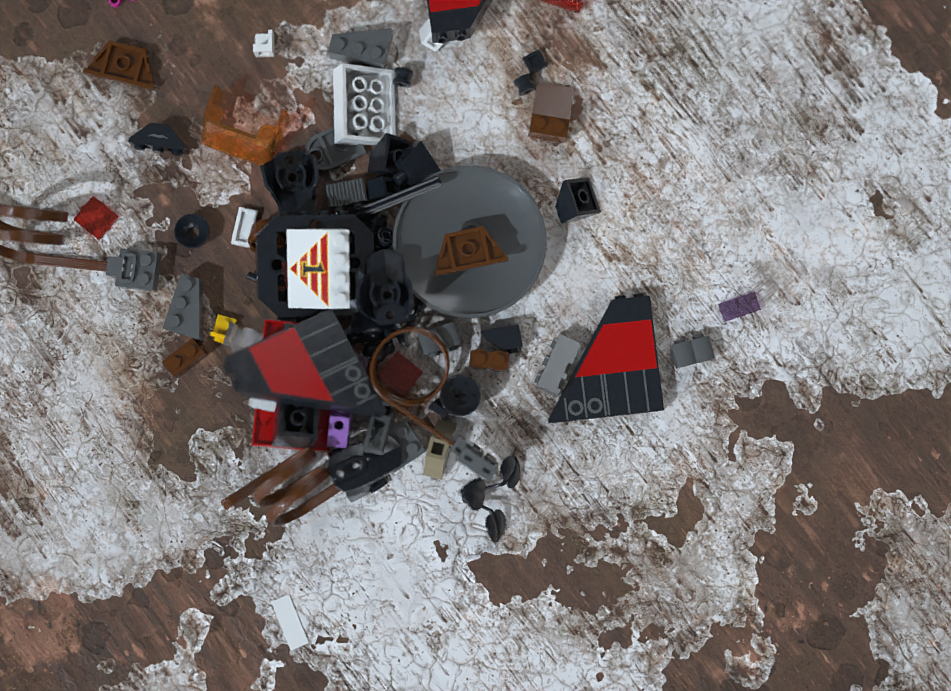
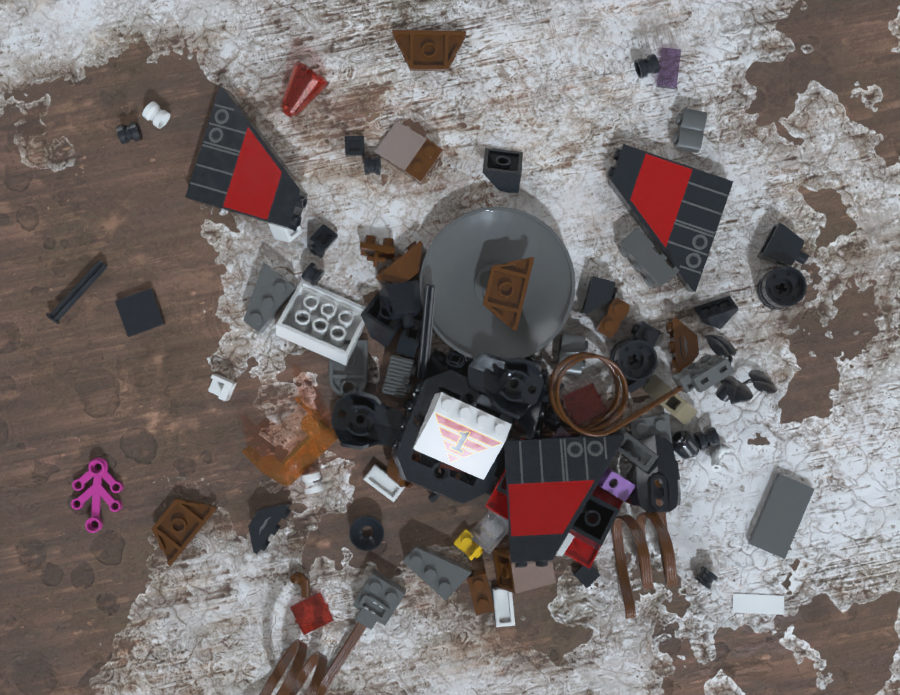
camera: 60 degrees left, 5 degrees up
(121, 196) = (303, 581): none -> reddish brown arm
(180, 387) = (503, 607): none -> white tile
(215, 162) = (312, 482): none -> white wheel
(219, 390) = (520, 579): none -> slope
(244, 449) = (586, 575): none -> black tile
(292, 559) = (706, 577): none -> black wheel
(381, 603) = (781, 516): none -> dark grey tile
(405, 482) = (685, 444): none -> black head
(407, 516) = (716, 455): none -> white arm
(420, 499) = (708, 438): none -> black wheel
(436, 71) = (321, 241): none -> black bracket
(448, 124) = (376, 252): none -> reddish brown hips
(448, 153) = (404, 266): none -> reddish brown slope
(489, 398) = (645, 332): none -> black bracket
(496, 435) = (682, 345): none -> reddish brown slope
(539, 454) = (717, 312): none -> black slope
(594, 489) = (790, 282): none -> black wheel
(627, 486) = (783, 247): none -> black torso
(651, 86) = (429, 49): none -> reddish brown wing
(730, 285) = (646, 66): none -> black wheel

